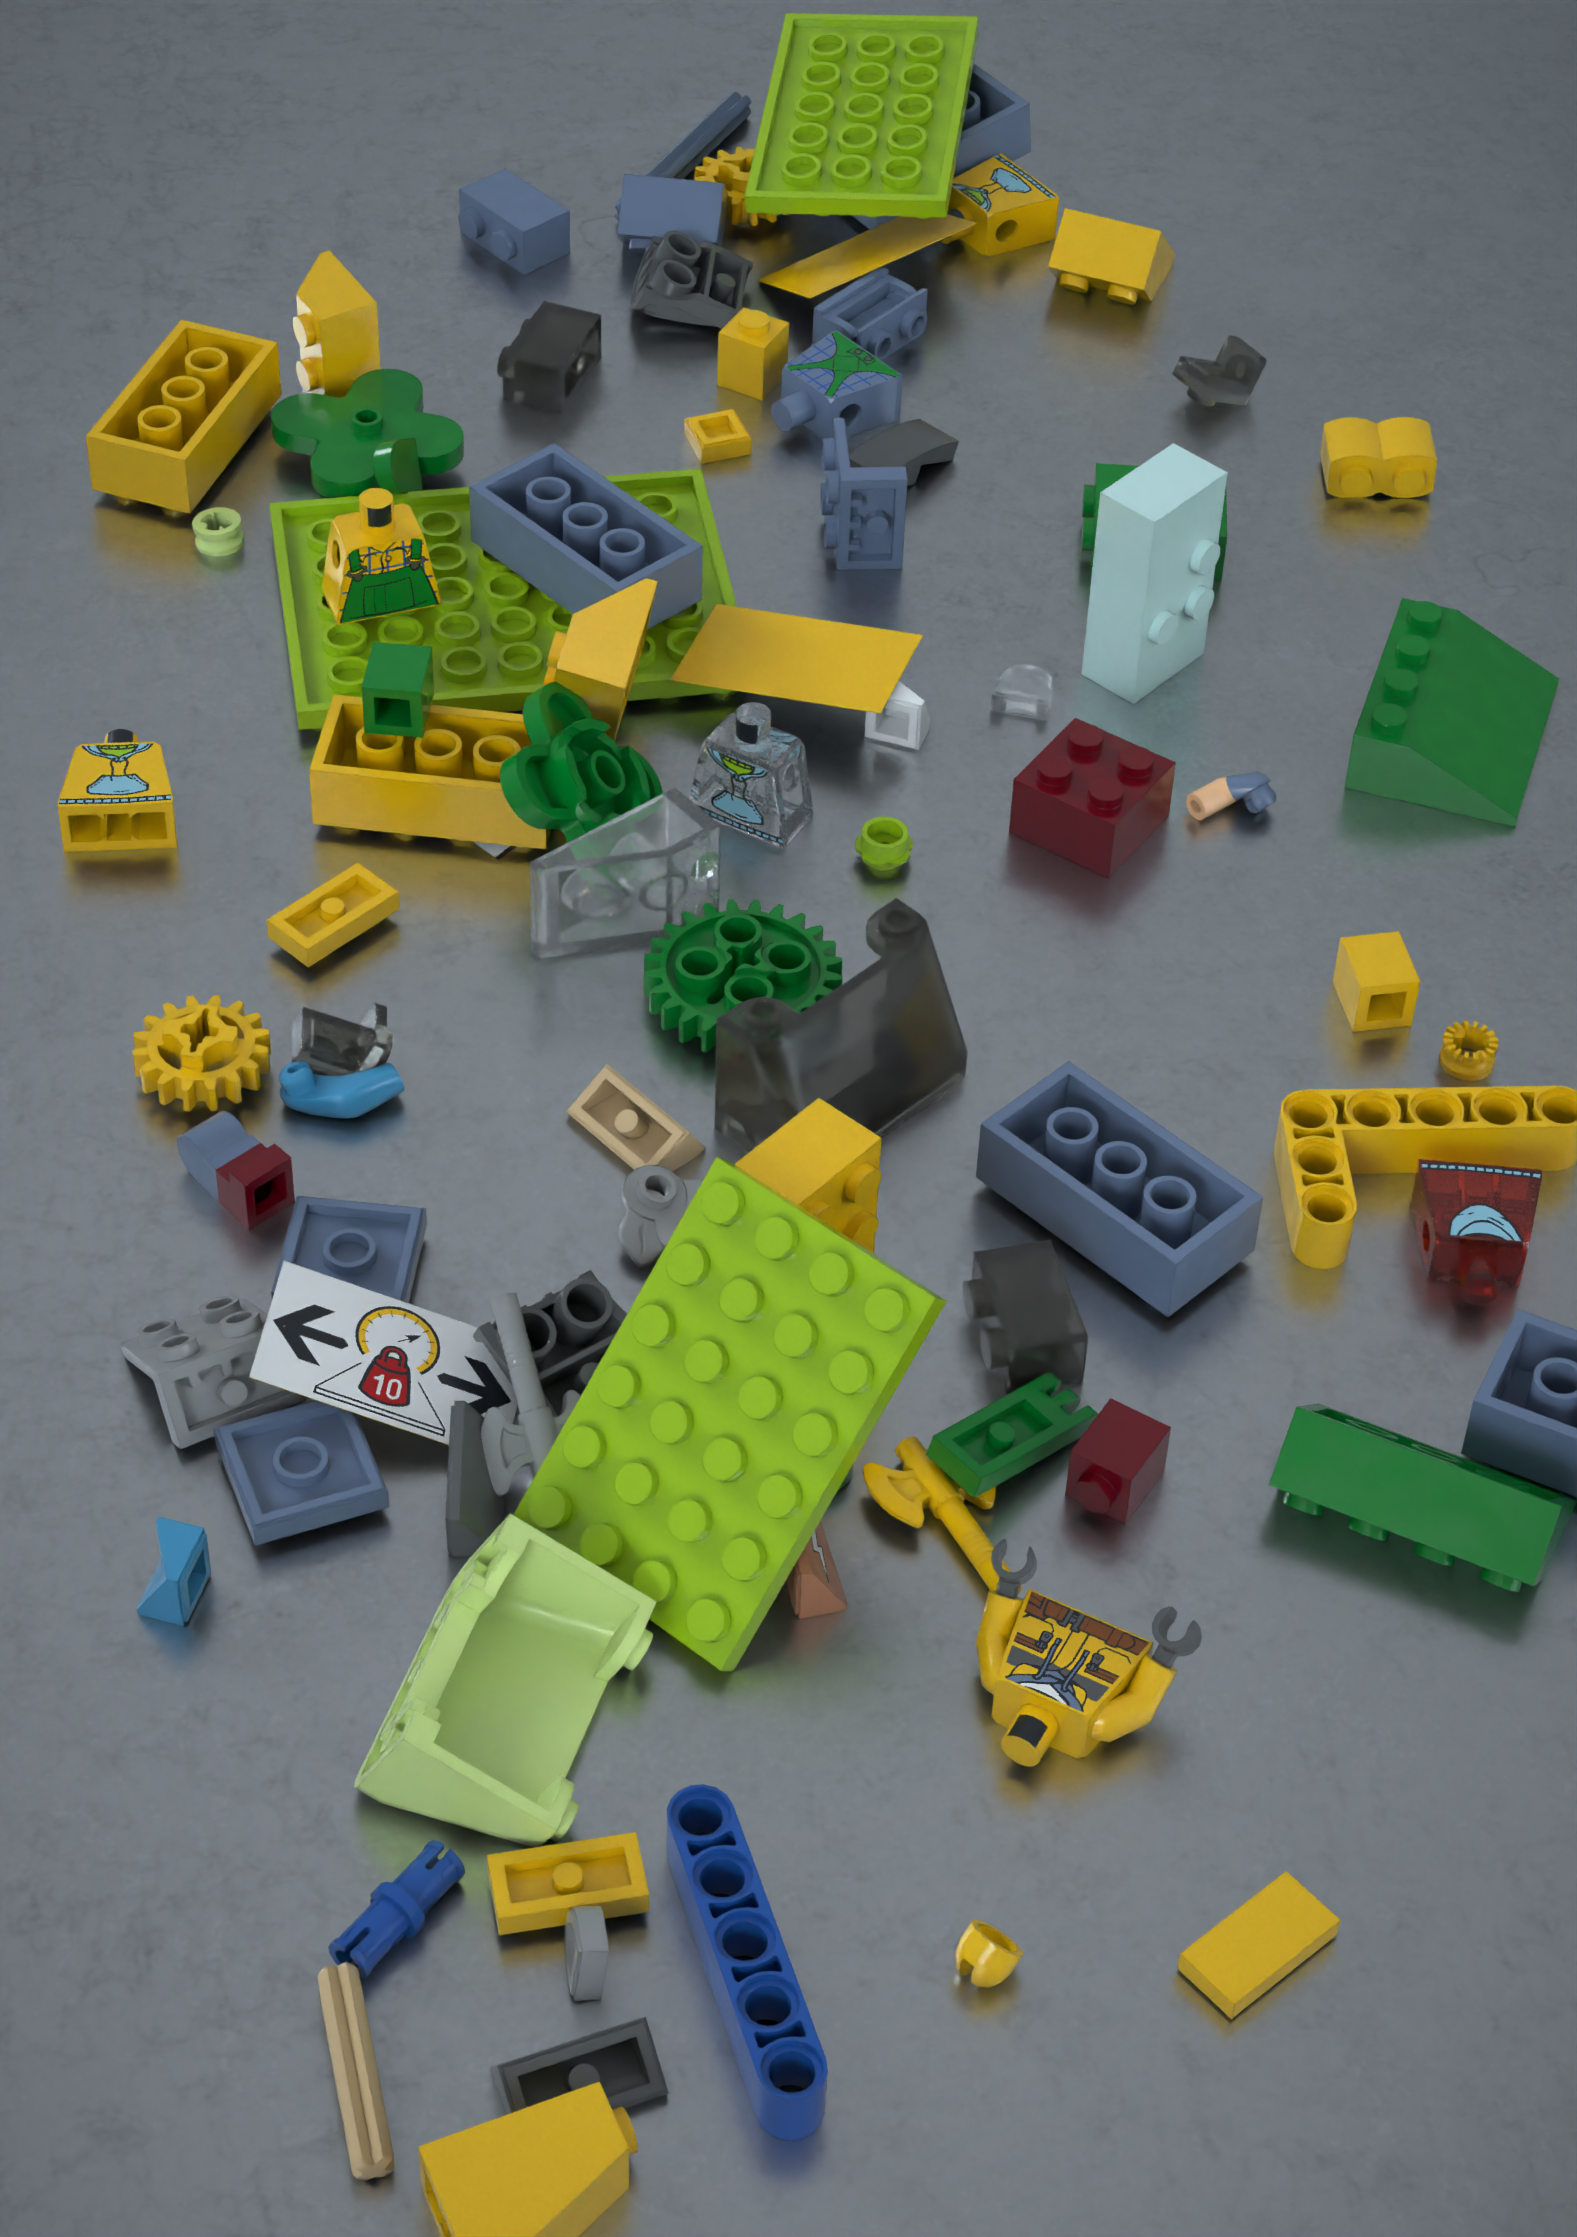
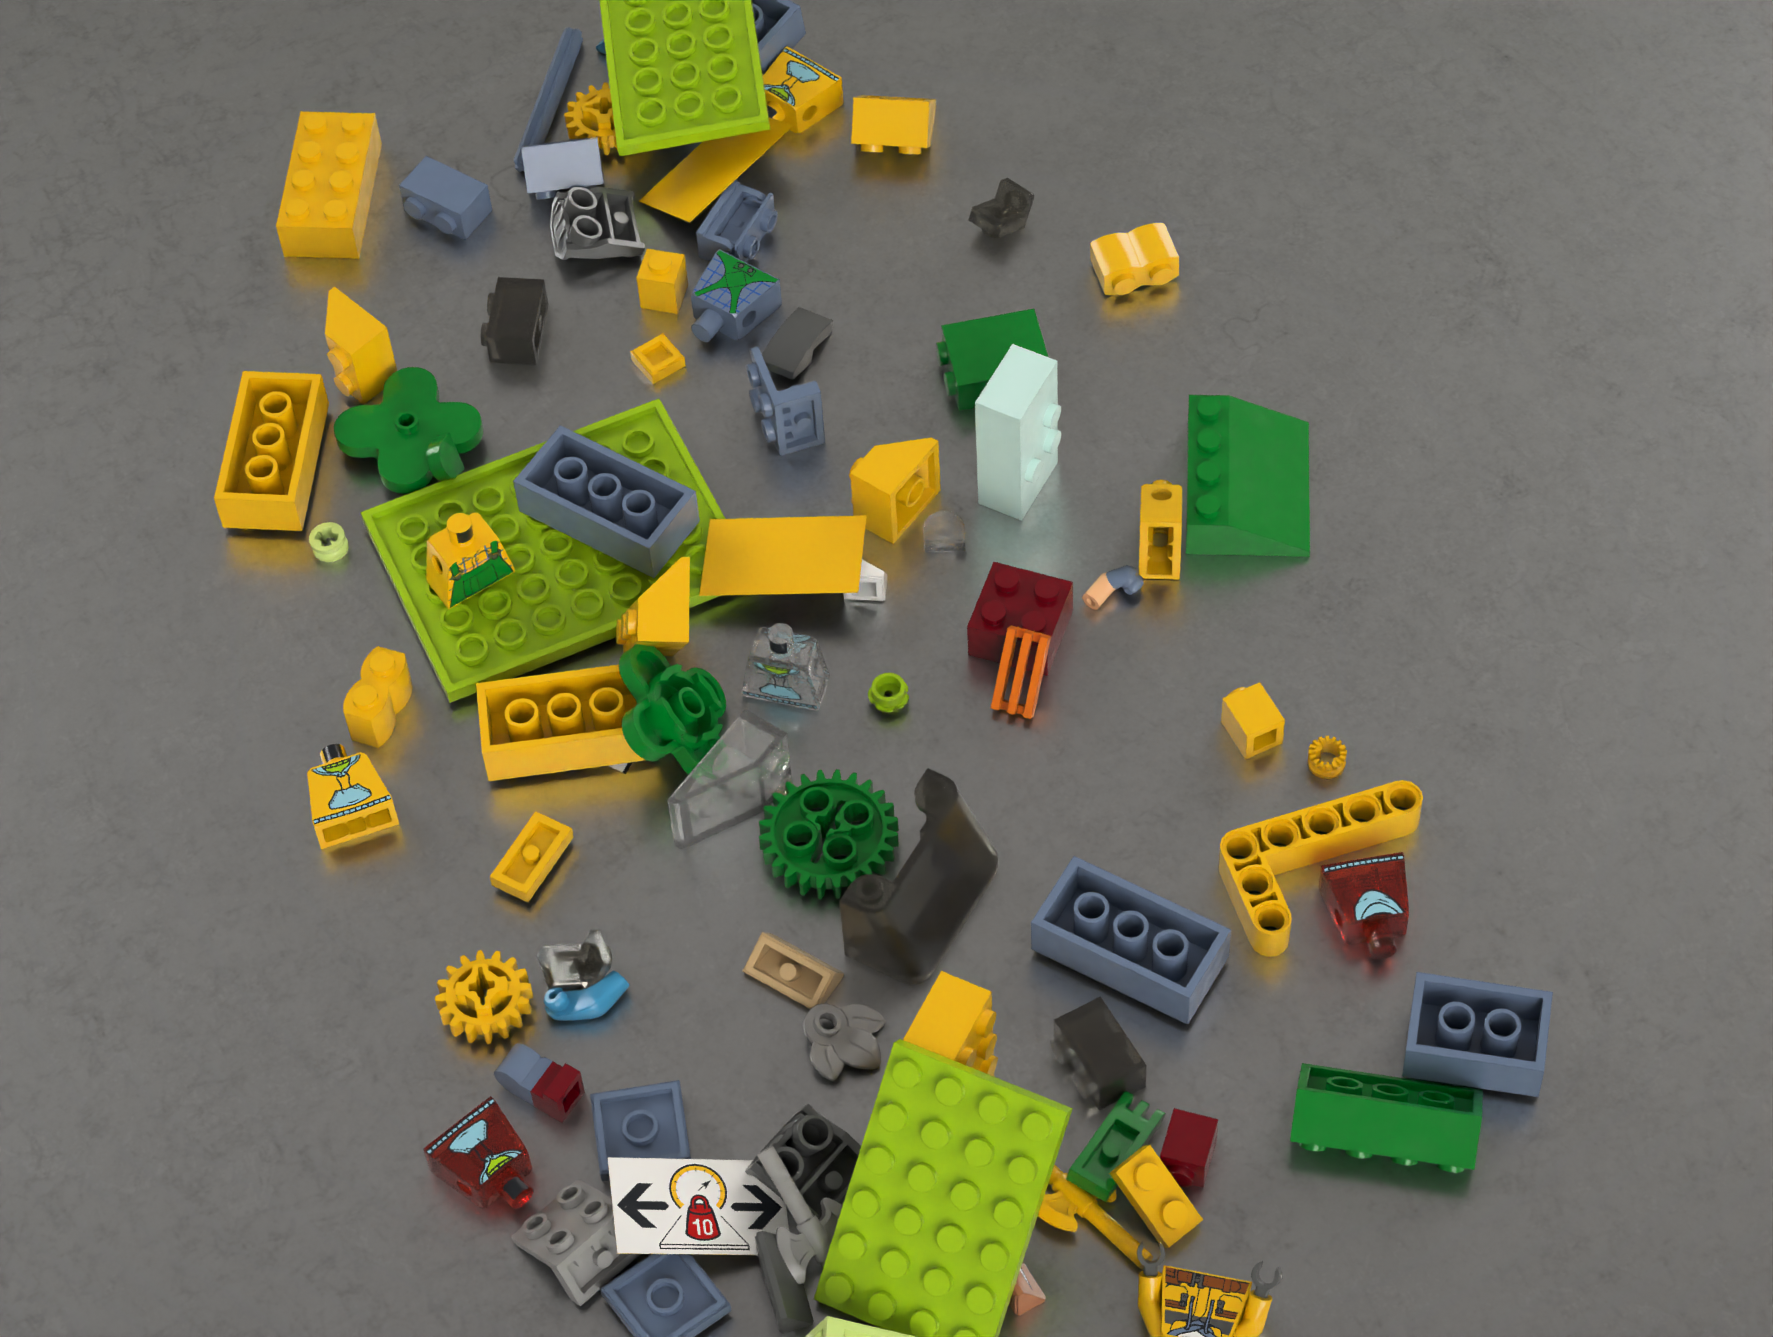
camera: 10 degrees left, 10 degrees up
(117, 1235) = (482, 1158): none -> clear red torso
(205, 696) = (378, 697): none -> yellow brick
(375, 179) = (329, 185): none -> yellow brick
(397, 689) = (524, 674): green brick -> none
(975, 613) = (895, 485): none -> yellow slope
(1049, 1506) = (1156, 1196): none -> yellow plate
(1051, 841) = (1012, 705): none -> orange tile
(1315, 725) = (1160, 514): none -> yellow torso

